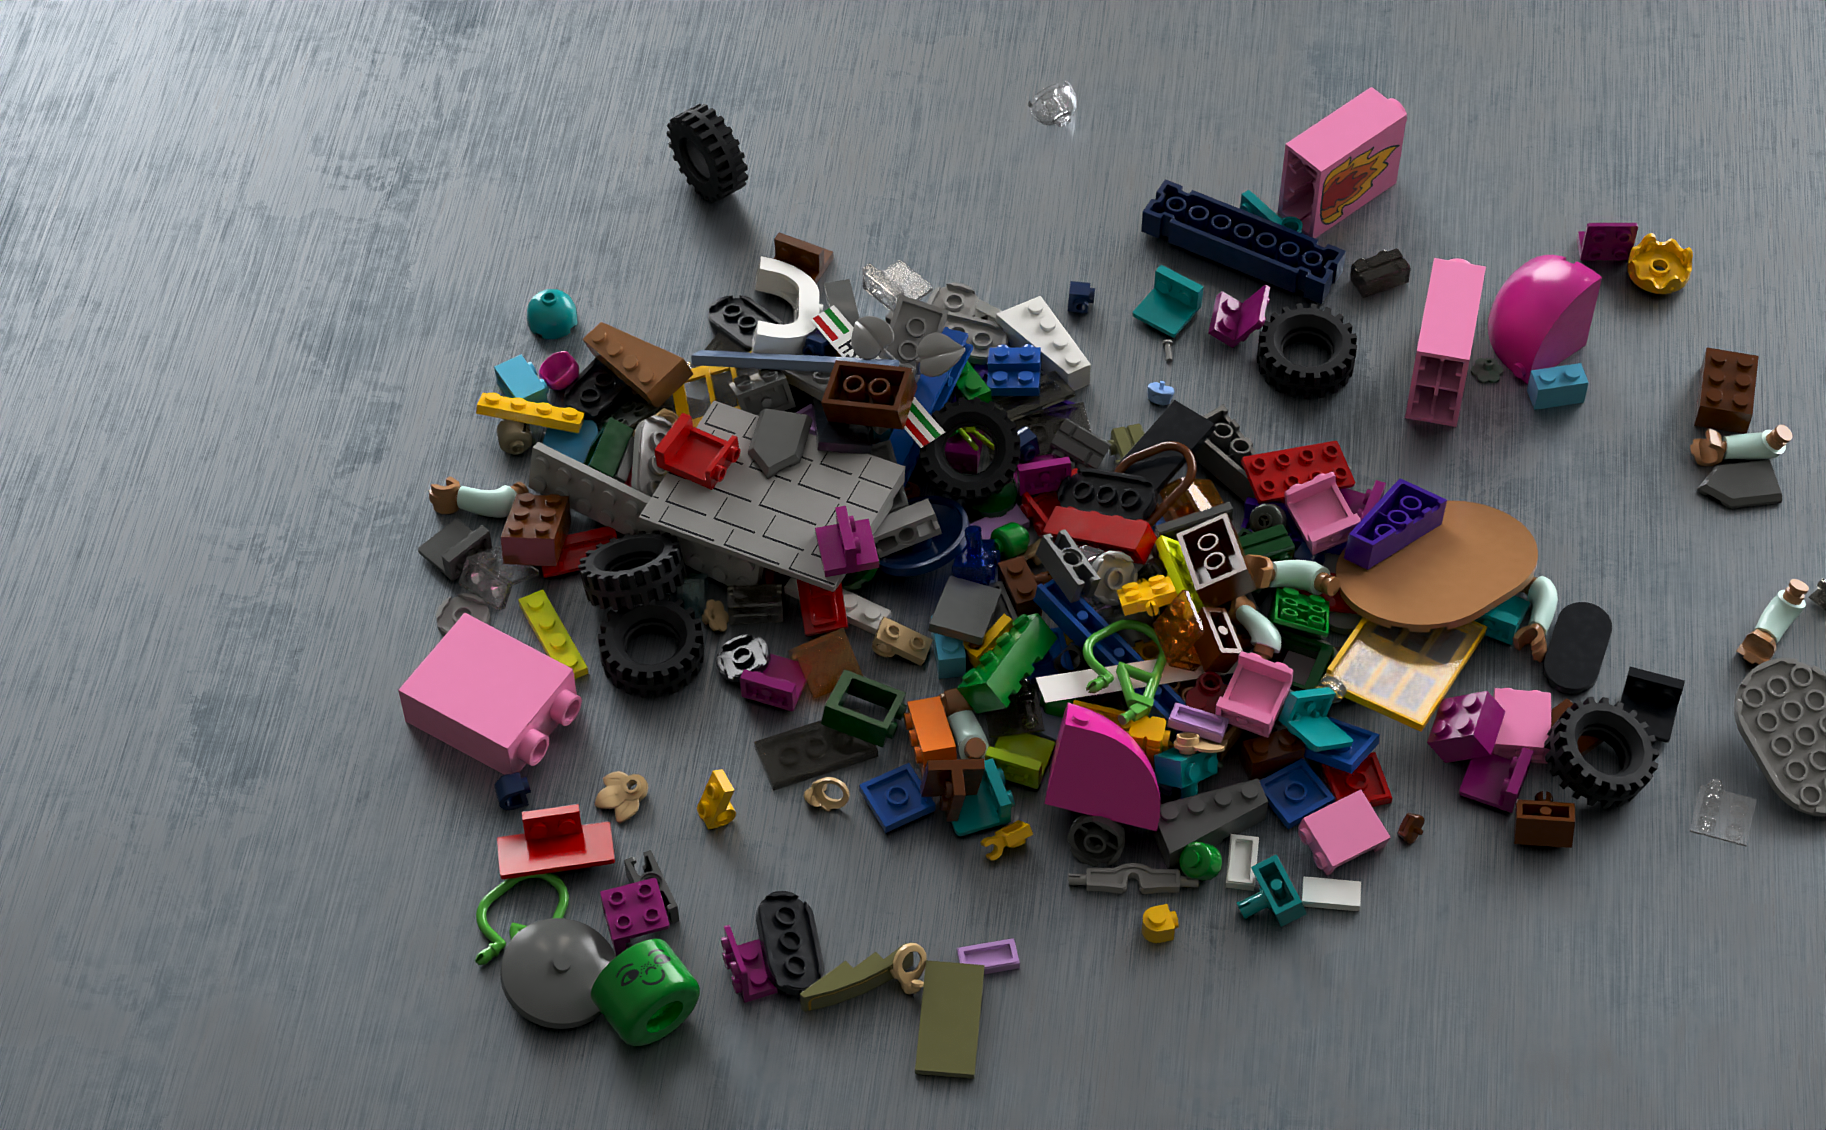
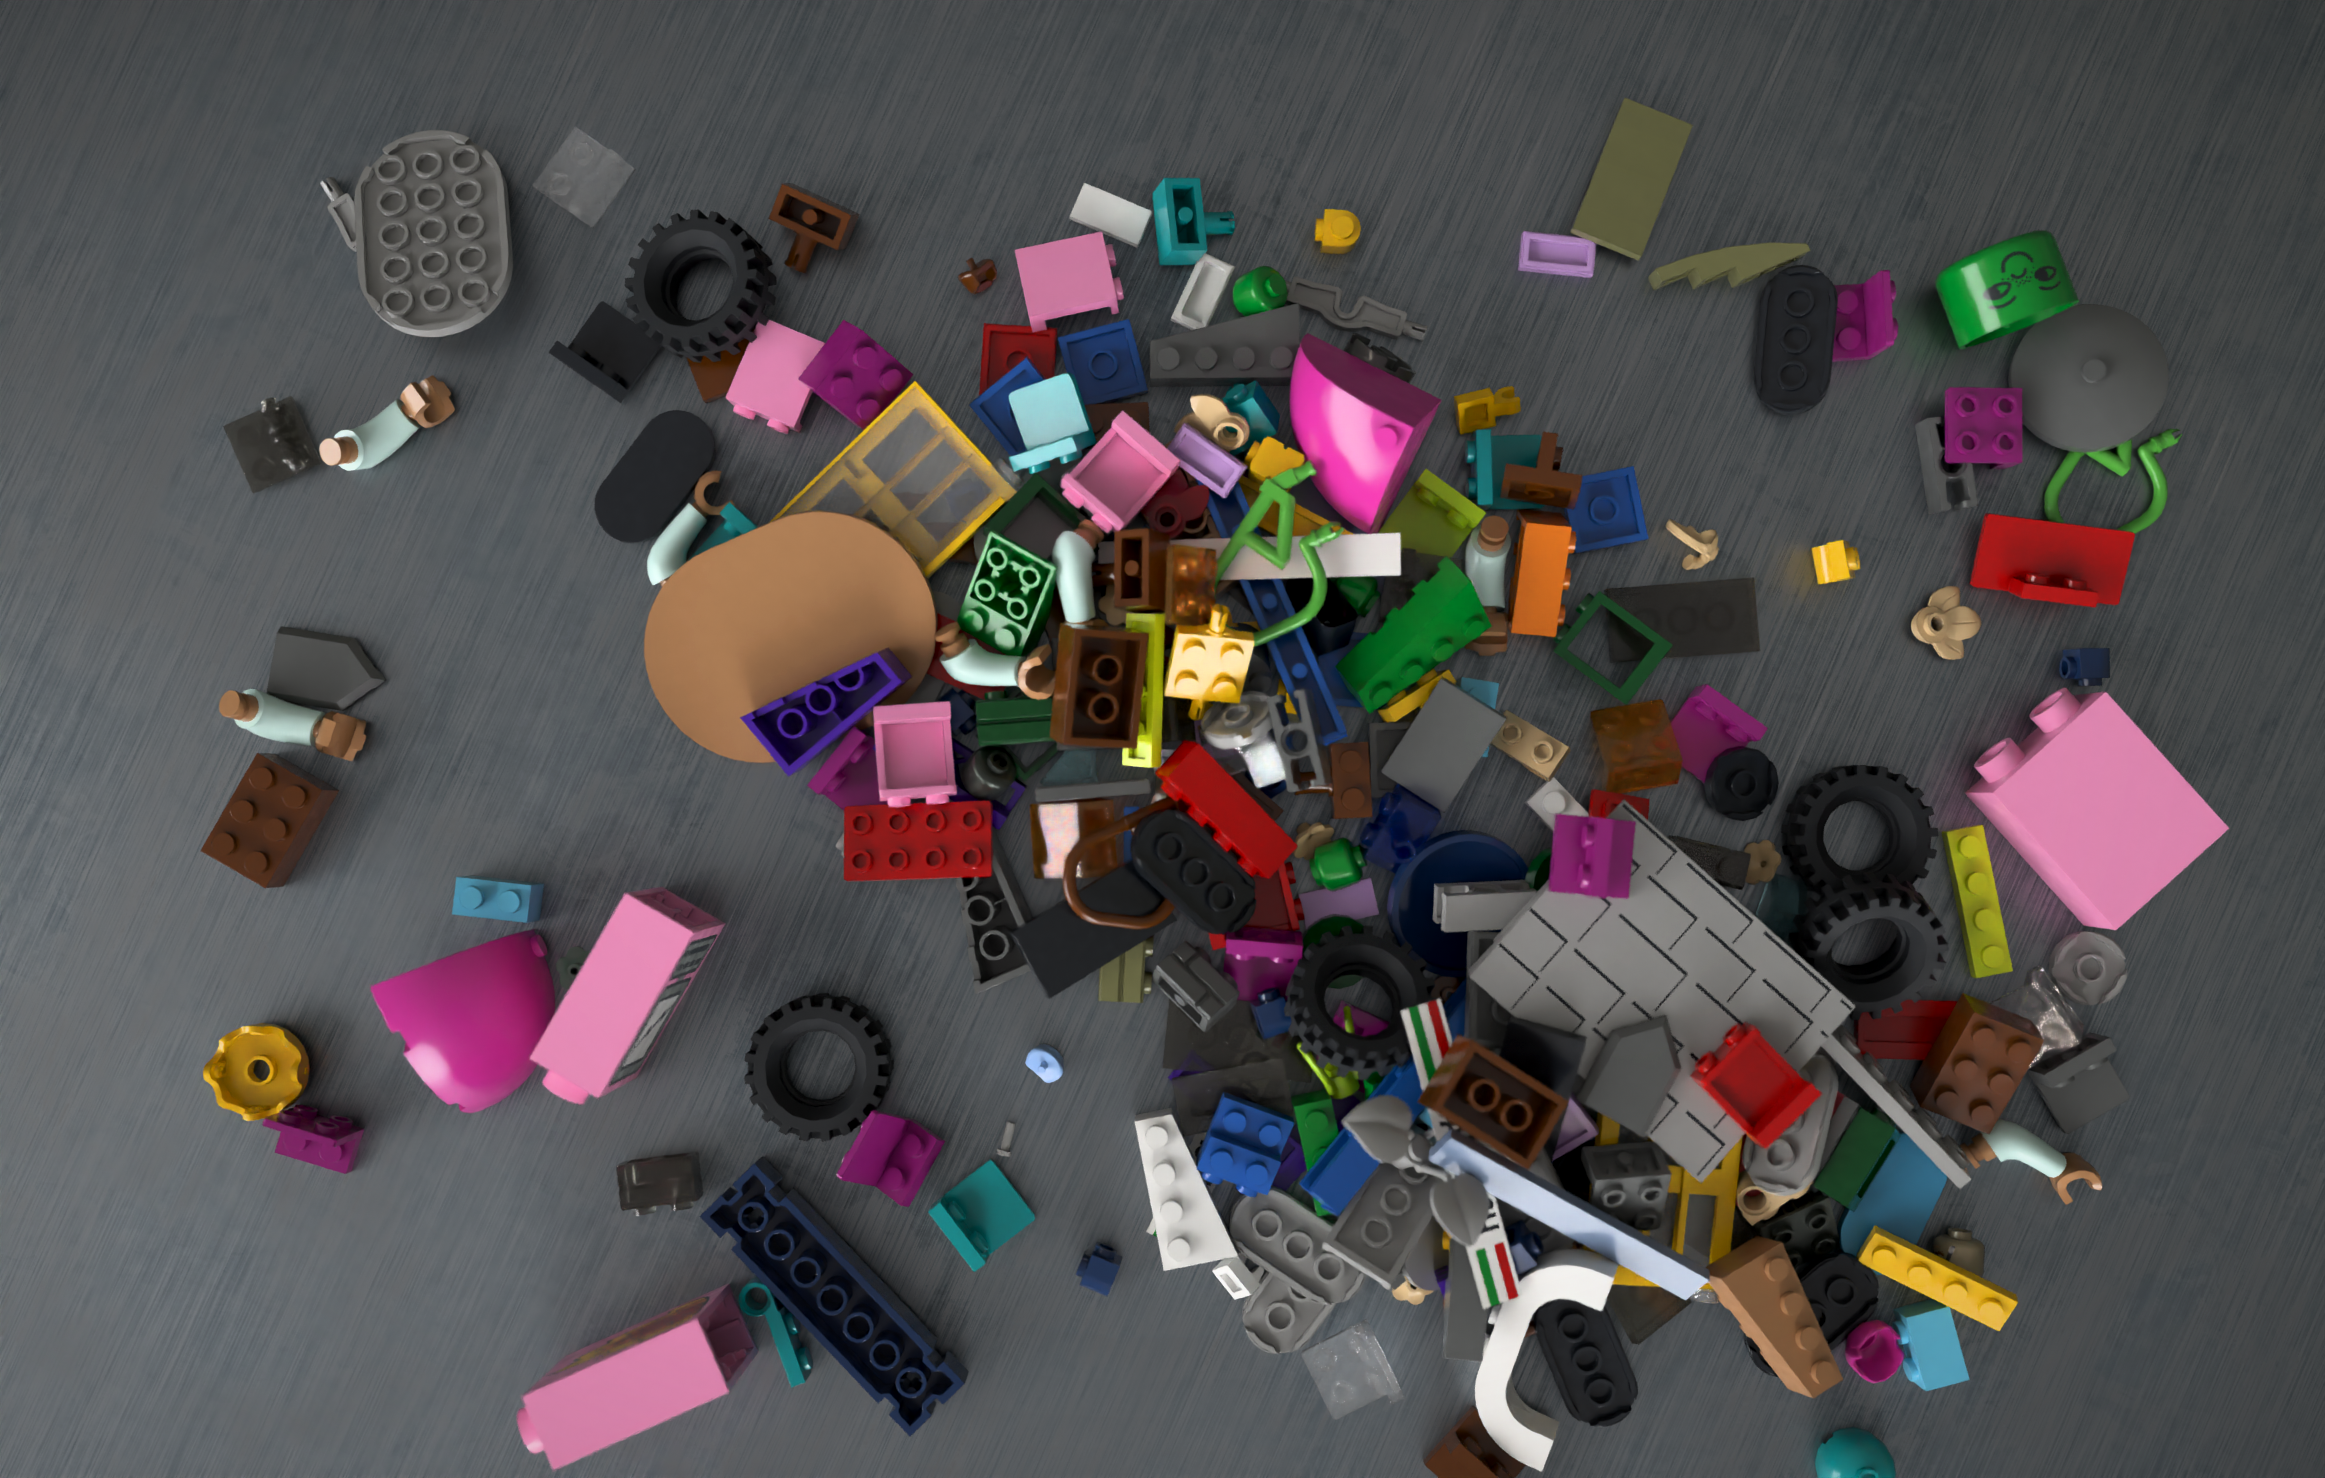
camera: 165 degrees left, 35 degrees up
(909, 980) = (1665, 253): tan piece -> none
(1496, 779) = (841, 295): magenta bracket -> none

